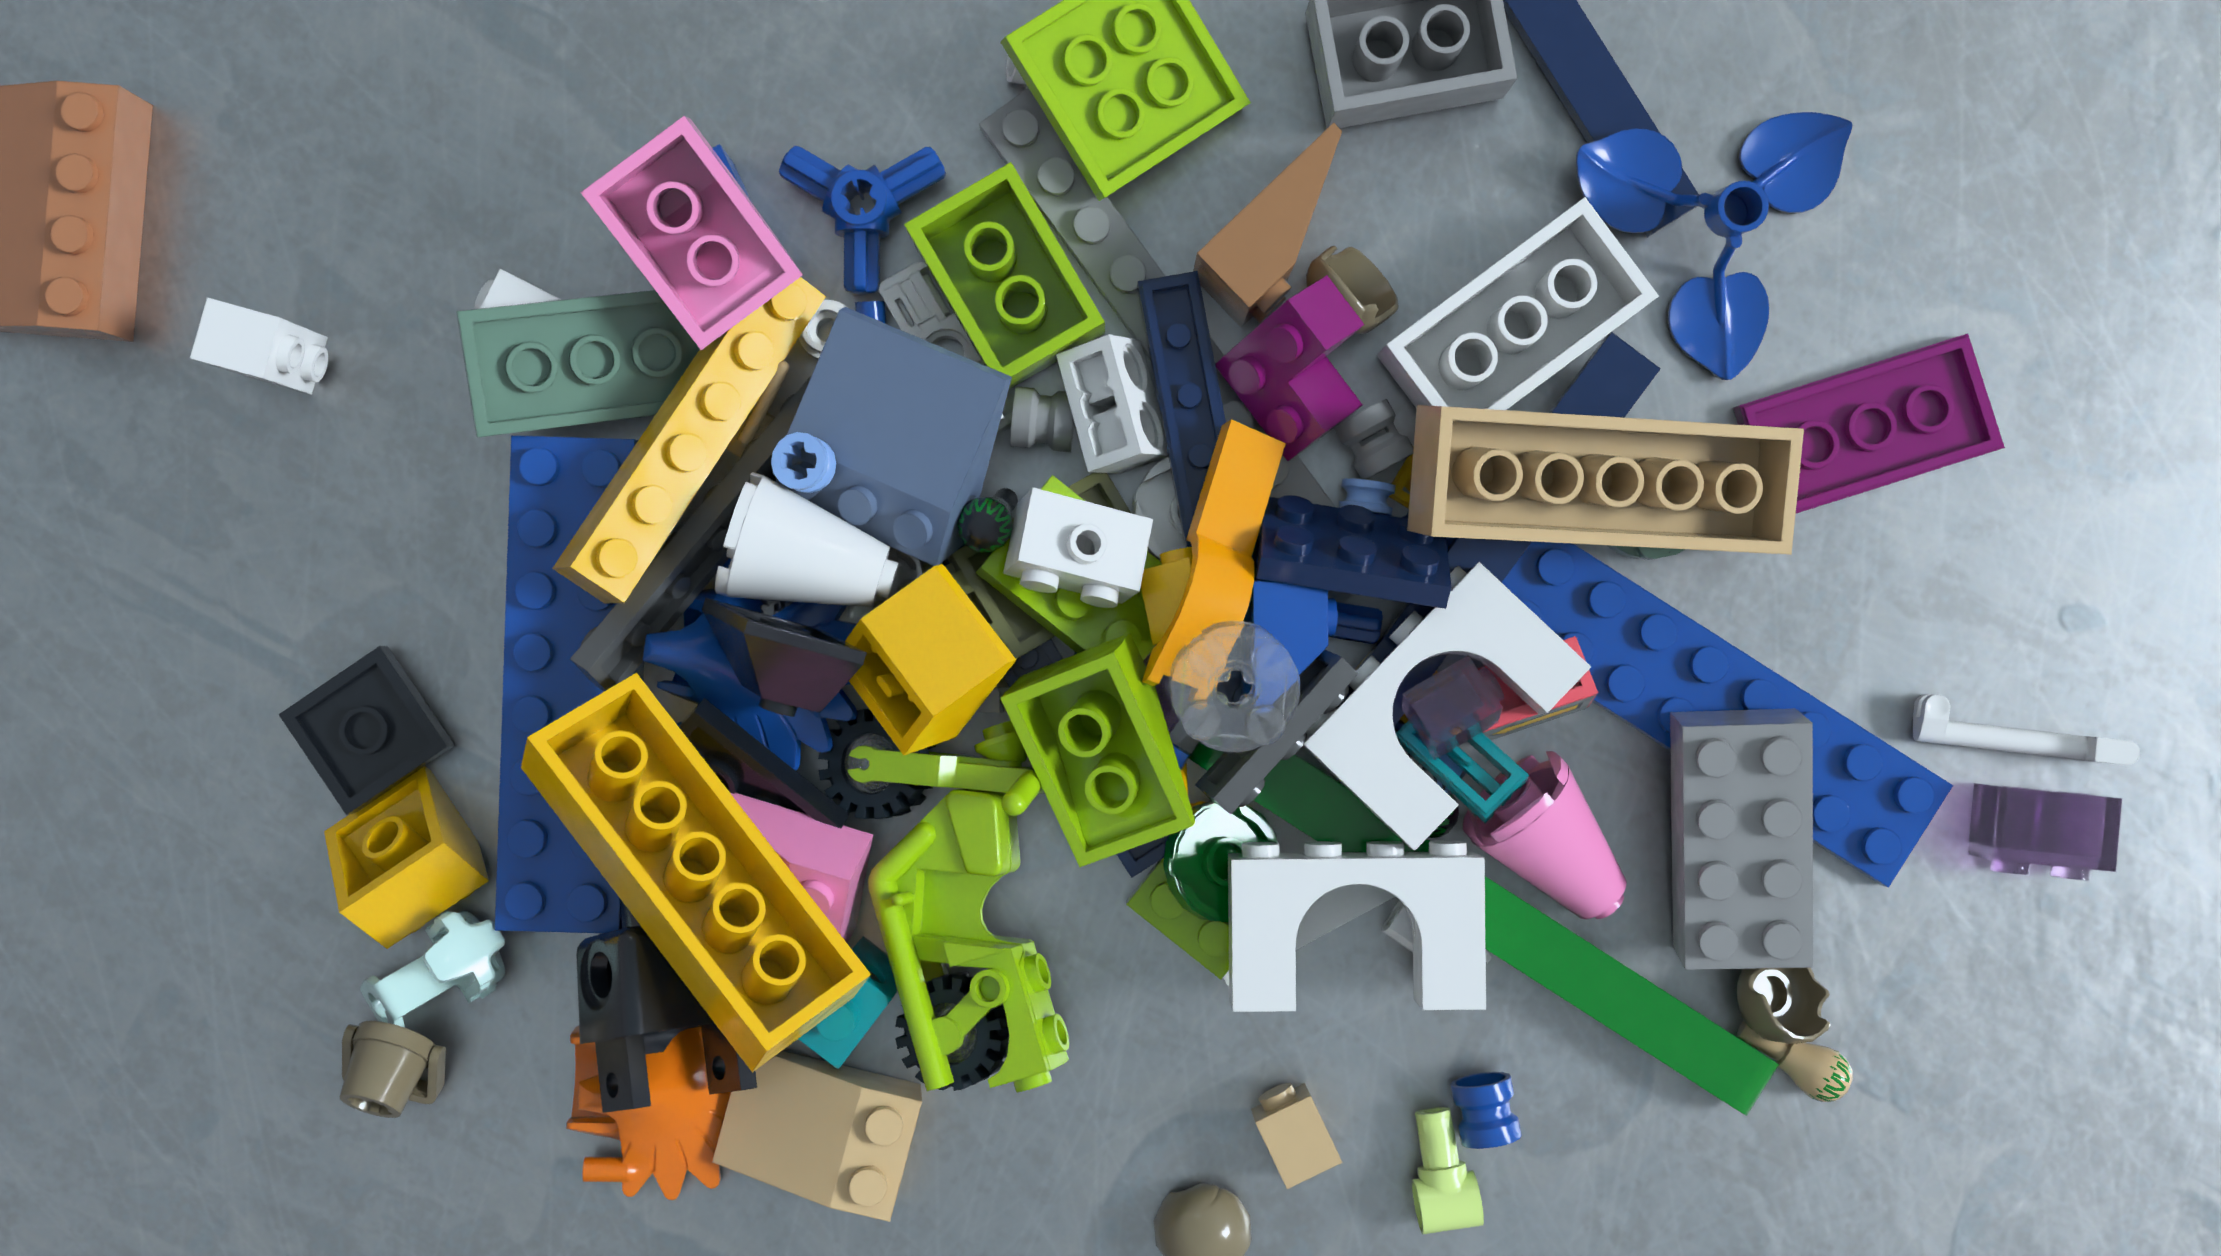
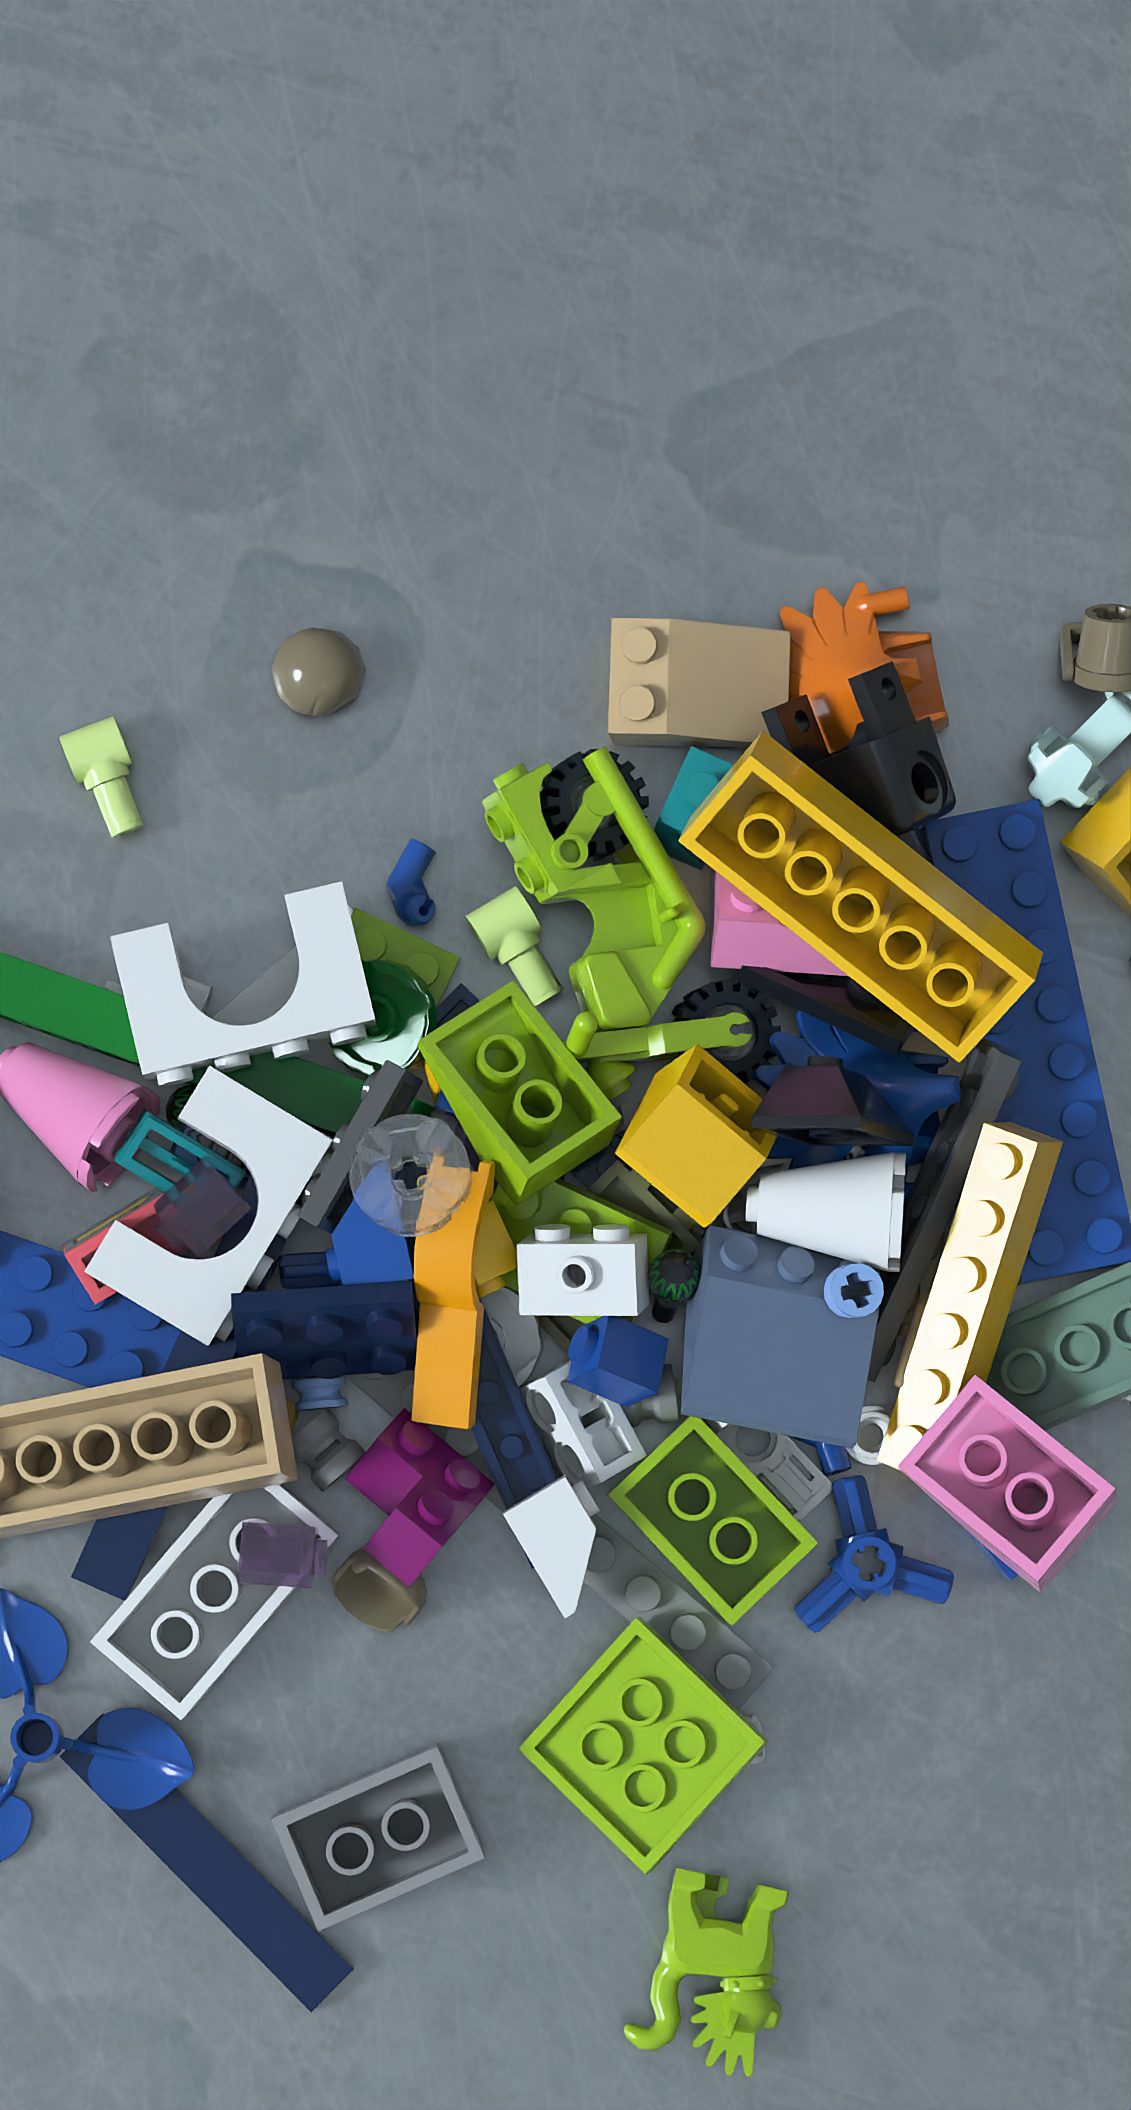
camera: 165 degrees right, 5 degrees down
(1063, 453) = (617, 1360): none -> blue brick
(1070, 916) = (509, 932): none -> yellowish green pin
(1163, 989) = (407, 887): none -> blue arm
(1166, 289) = (557, 1537): none -> white slope
(1255, 252) = (473, 1607): medium nougat slope -> none
(1294, 1133) = (253, 781): tan brick -> none
(1452, 332) = (281, 1555): none -> clear purple brick
(1486, 1110) = (78, 843): blue wheel -> none

